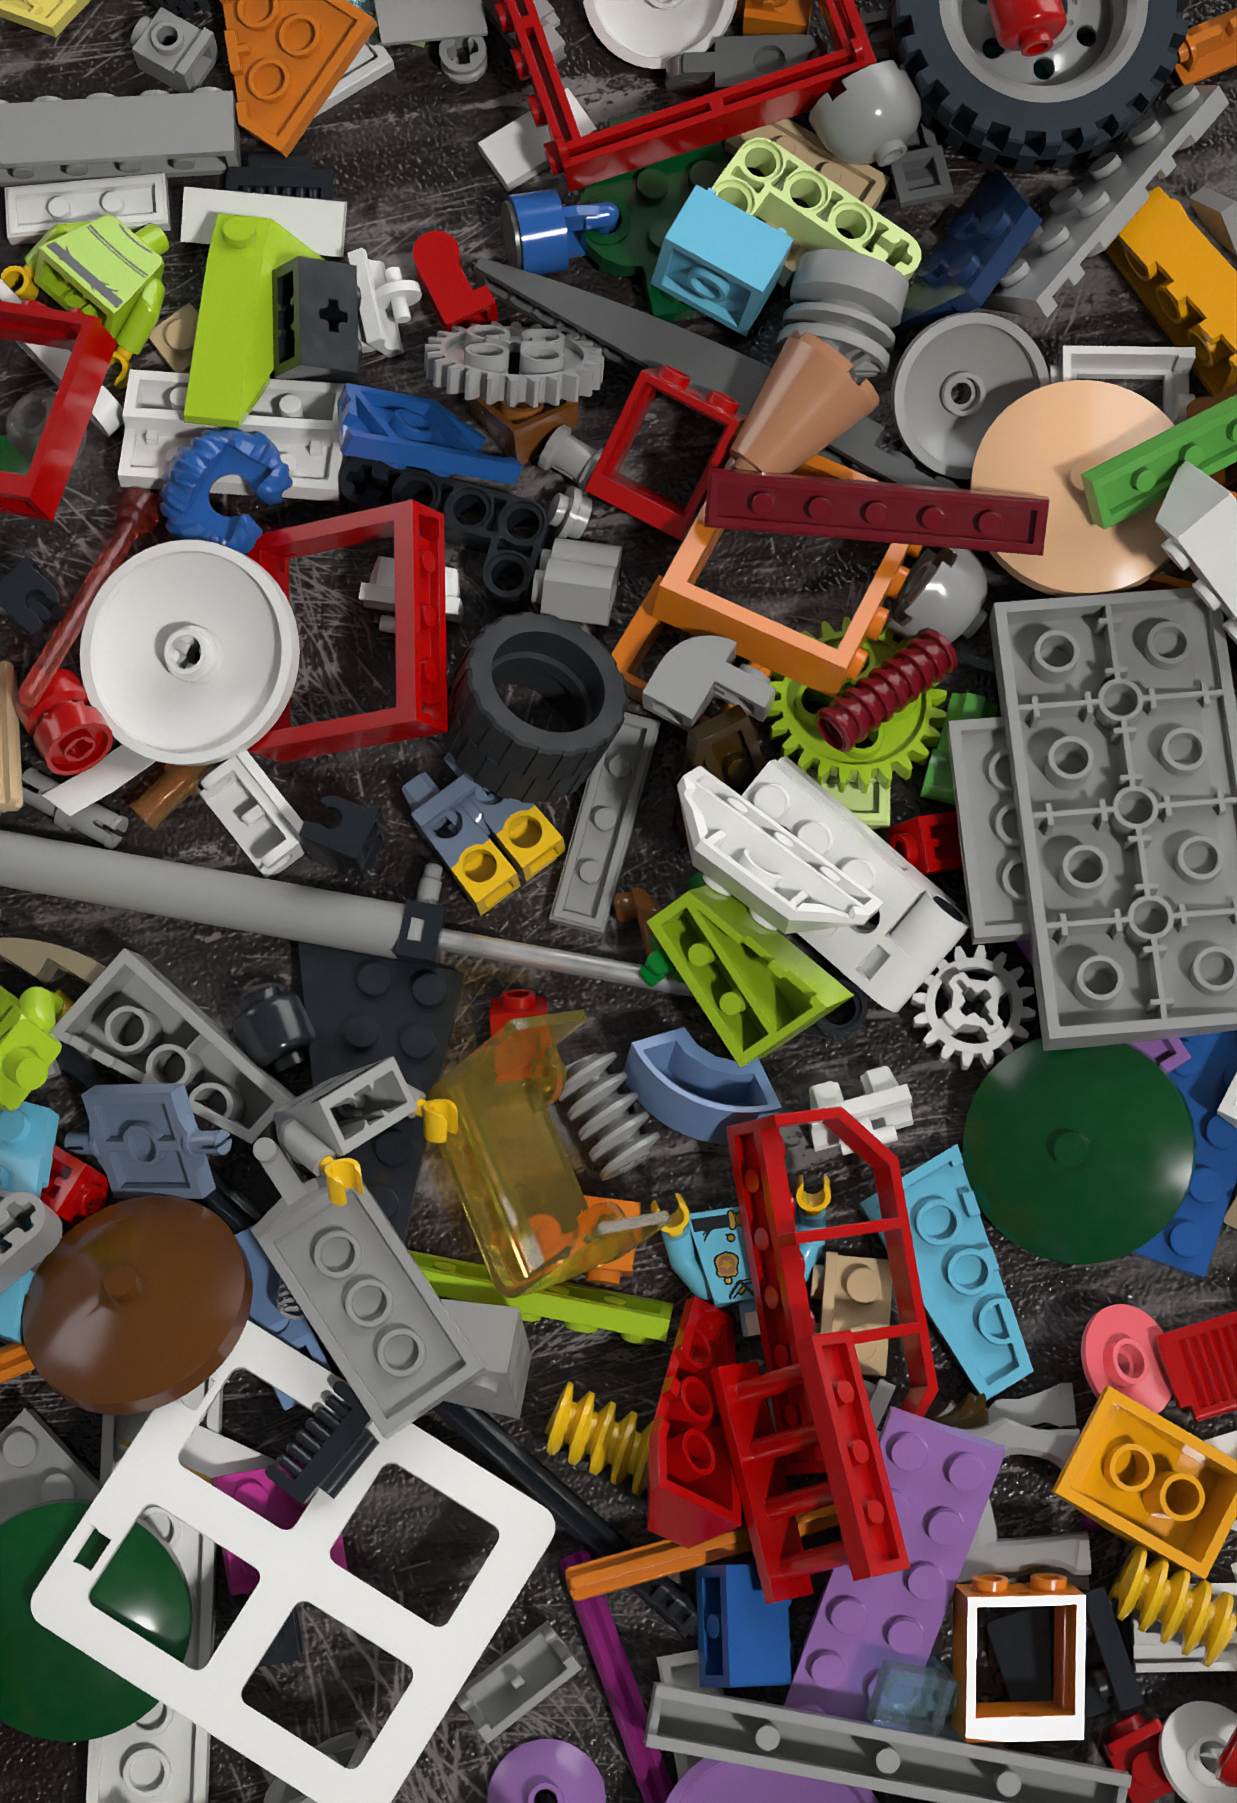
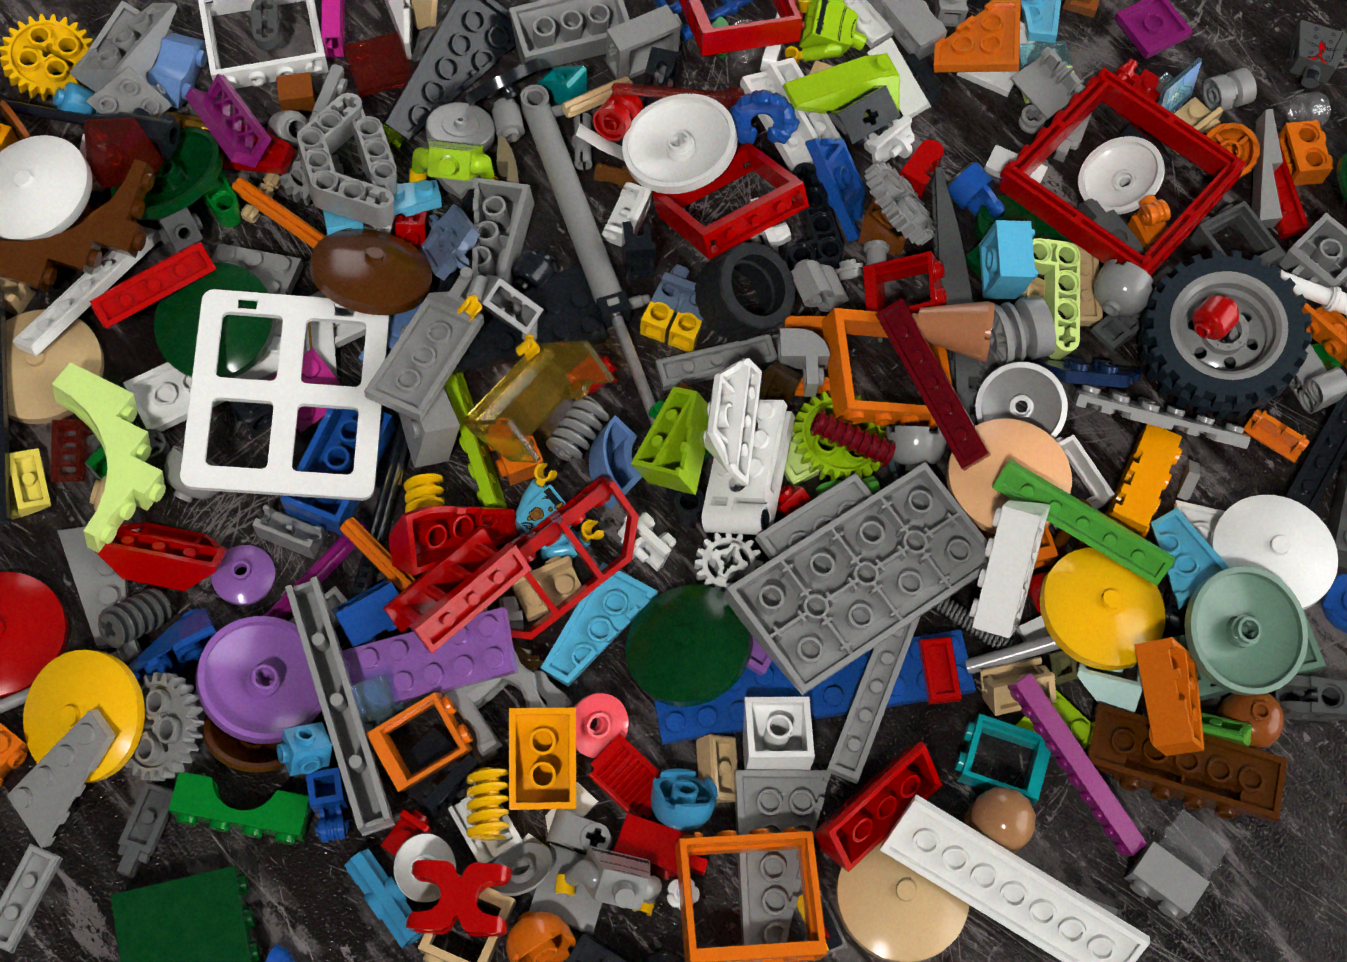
camera: 50 degrees right, 10 degrees down
(334, 1460) = (344, 383): black piece -> none
(442, 1549) = (334, 453): none -> blue brick

